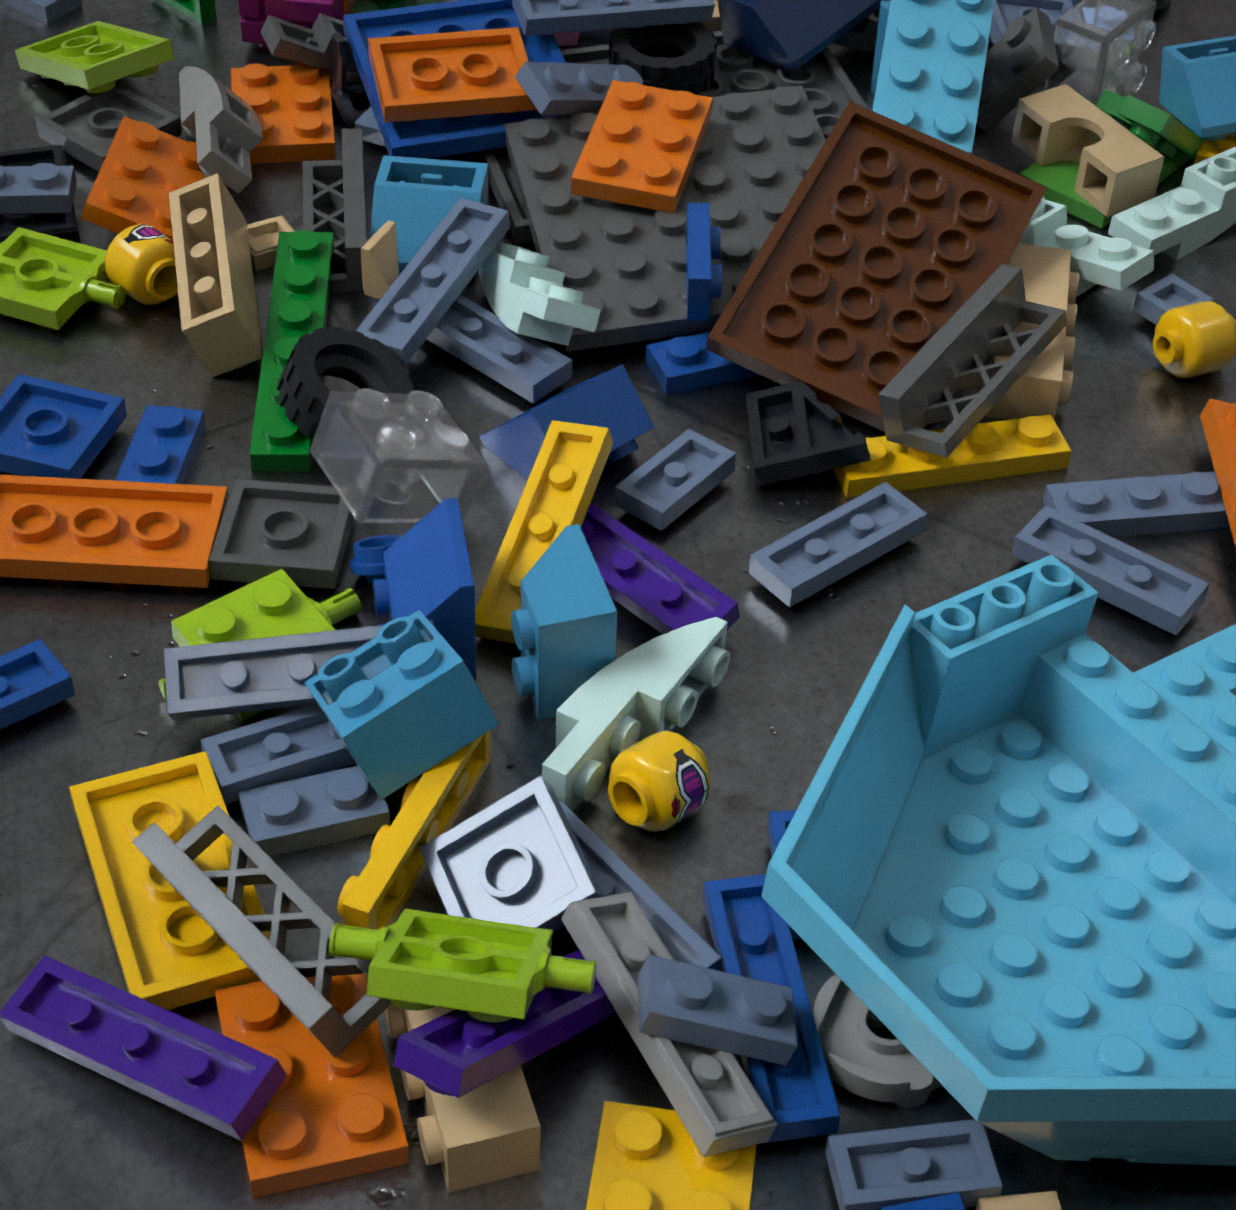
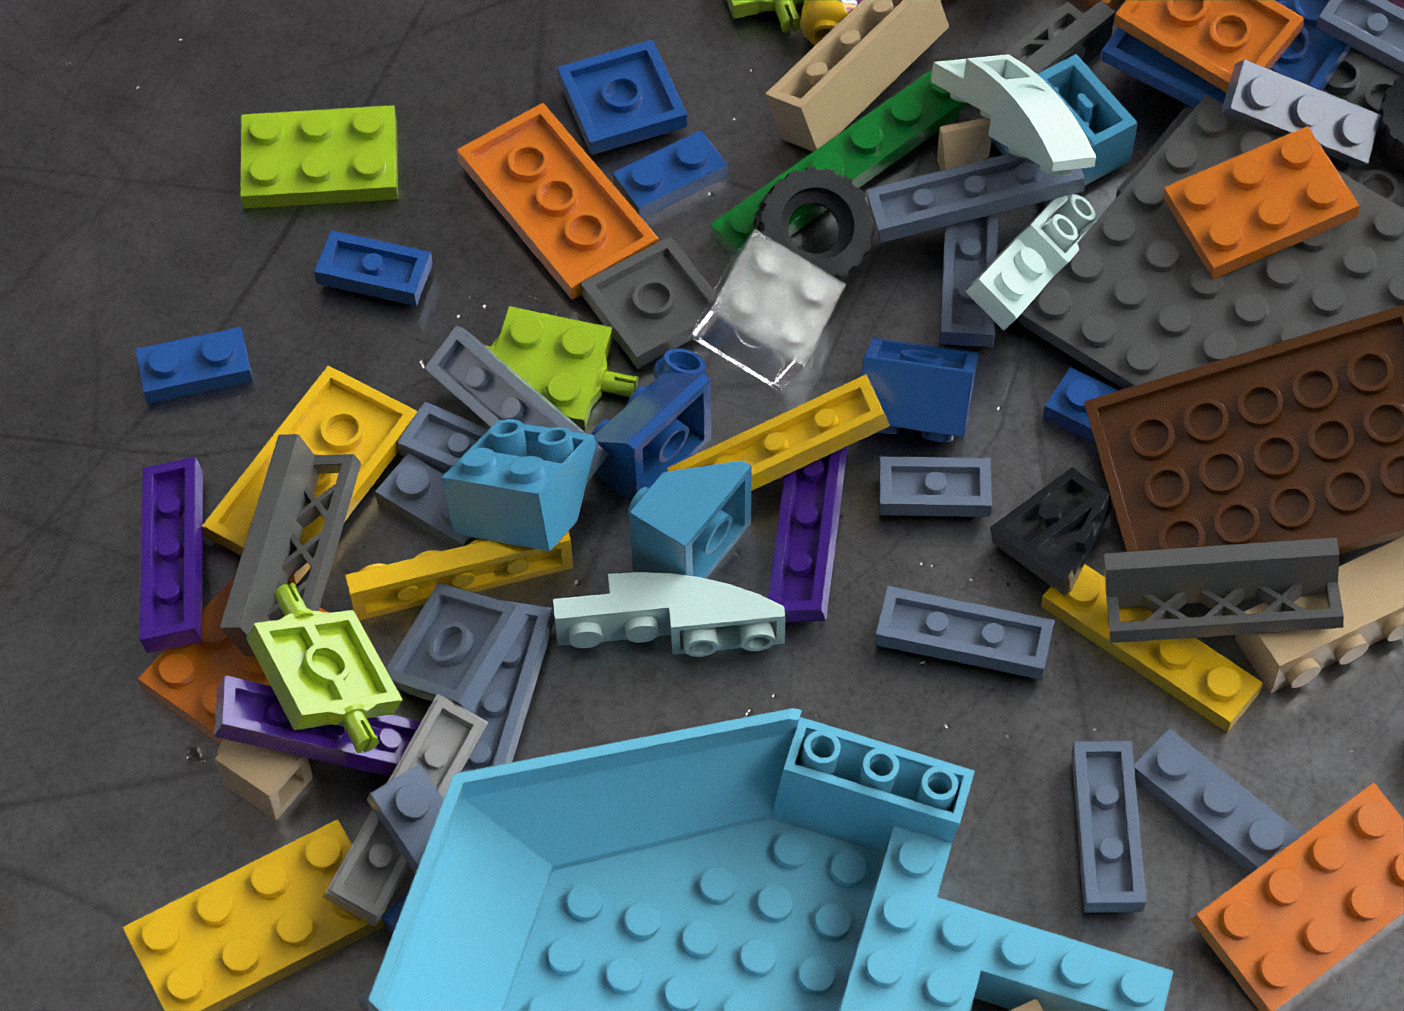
camera: 55 degrees right, 15 degrees up
(263, 241) = (953, 46): tan tile -> none
(416, 186) = (1021, 108): none -> light aqua slope
(659, 781) = (616, 675): yellow head -> none
(701, 247) = (1140, 345): blue plate -> none

